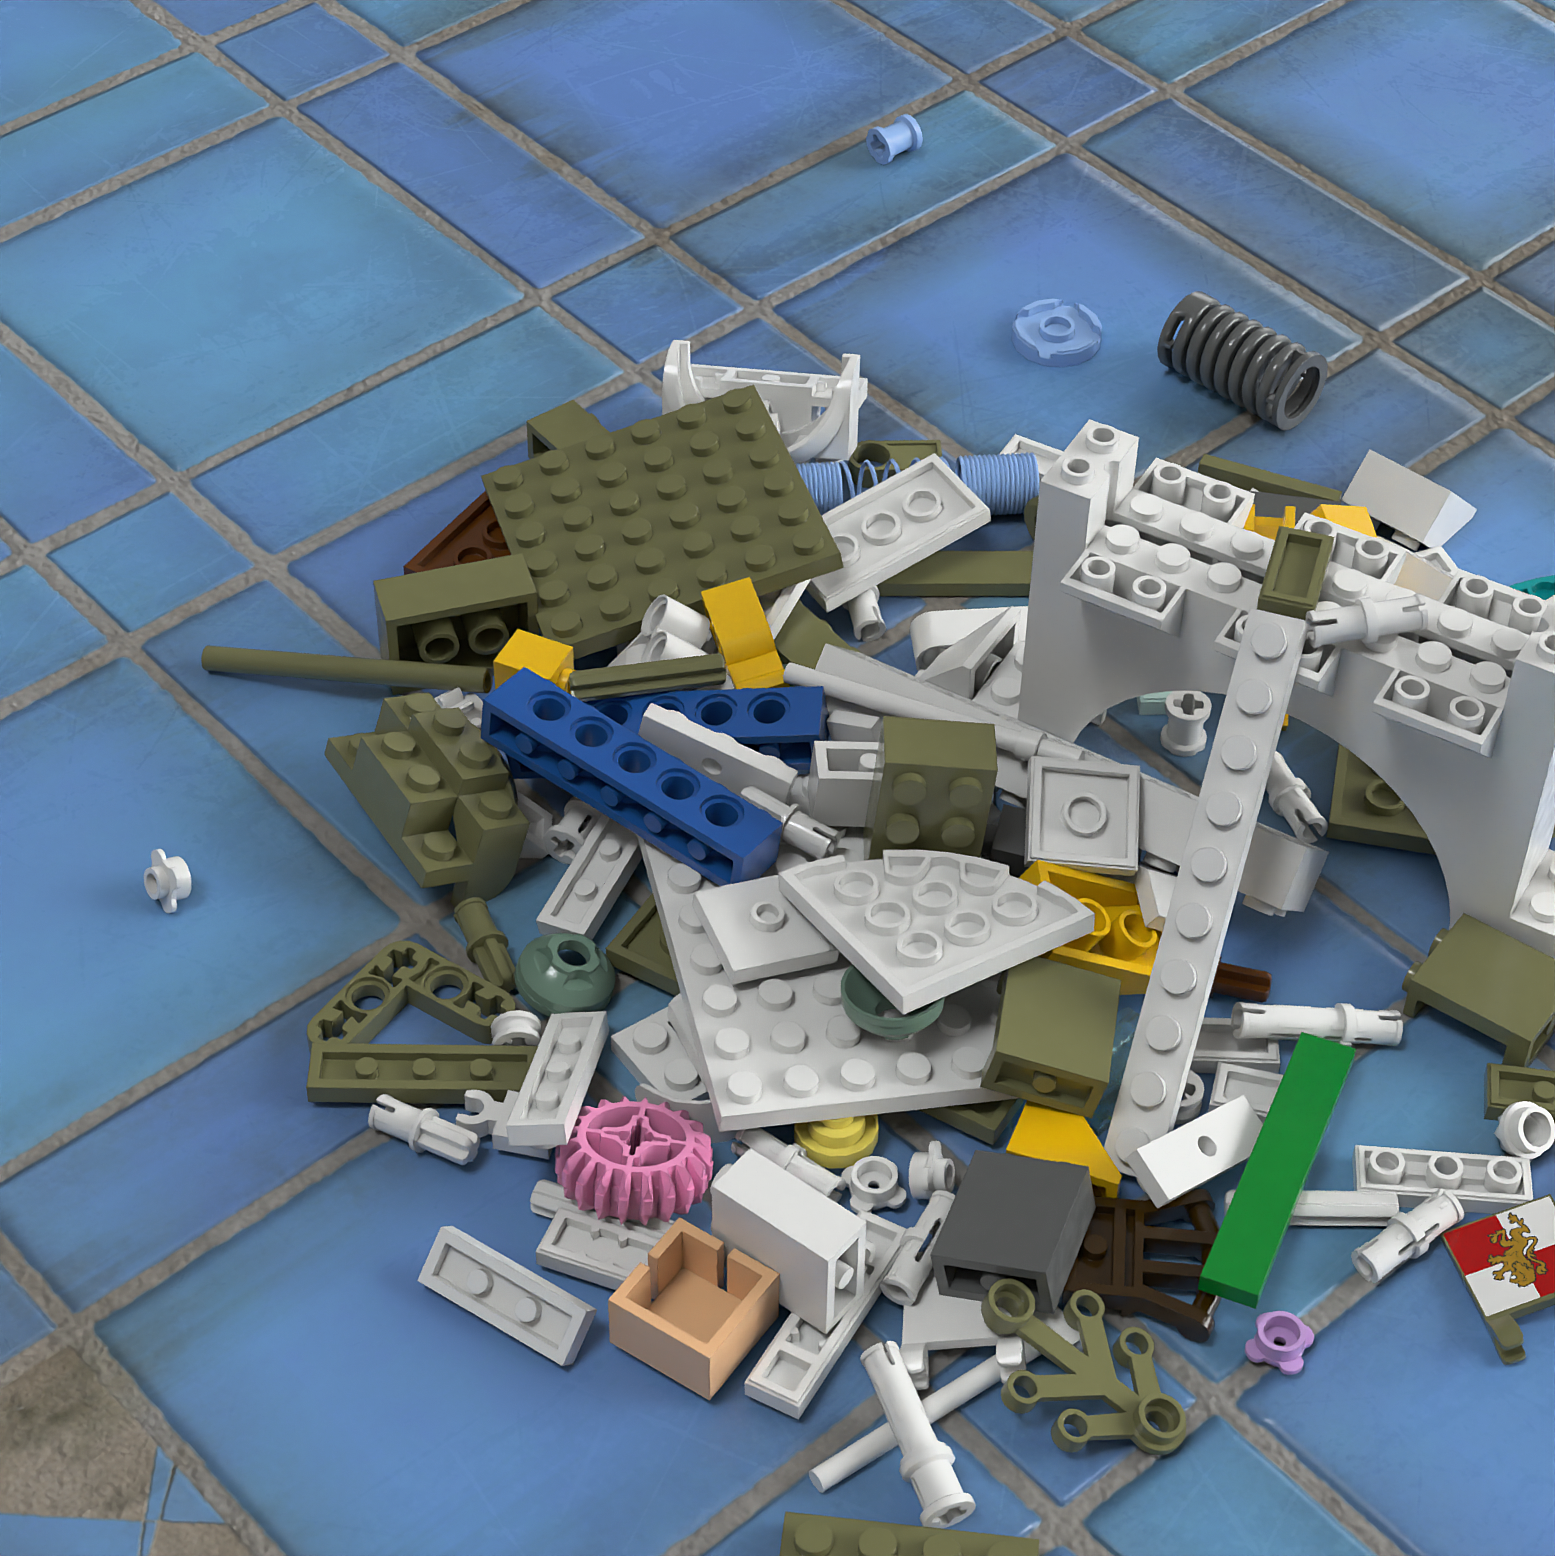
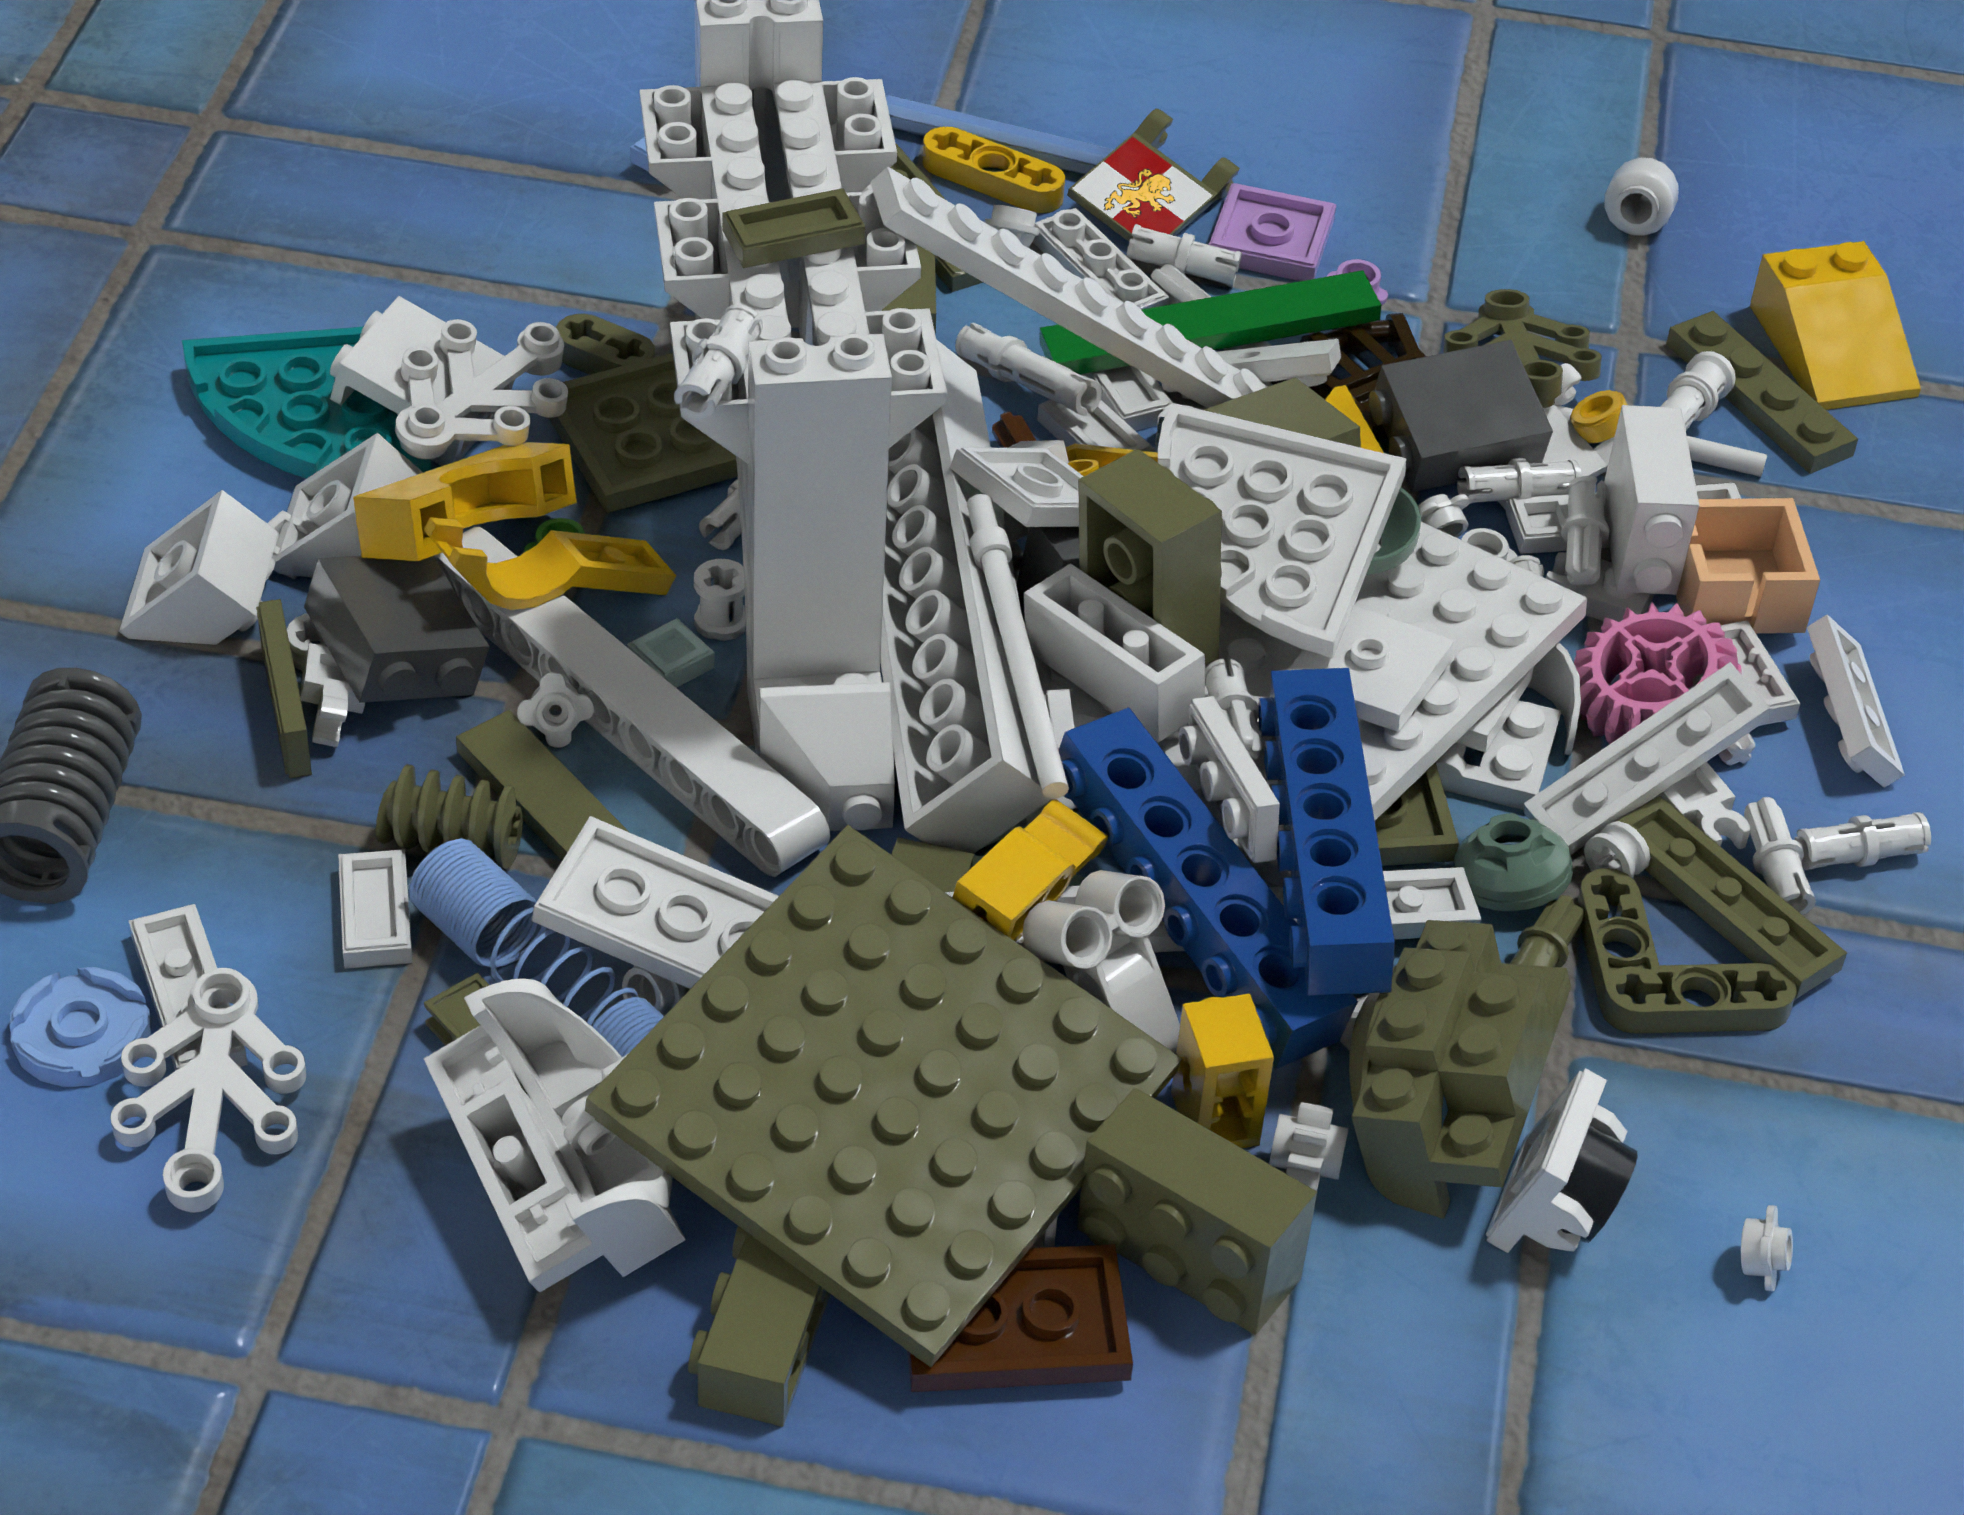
camera: 130 degrees left, 0 degrees up
(304, 799) = (1566, 1172): none -> white piece
(347, 669) = (1359, 1304): olive piece -> none
(386, 1193) = (1864, 840): none -> white pin
(648, 677) = (1184, 888): olive axle -> none
(947, 1355) = (1598, 415): none -> yellow tile
(1001, 358) = (208, 1079): none -> white plant
(1046, 377) = (173, 957): none -> white tile
(1166, 462) = (718, 361): none -> white pin
(1367, 620) = (824, 151): white pin -> none
(1409, 1340) = (1274, 231): none -> lavender tile

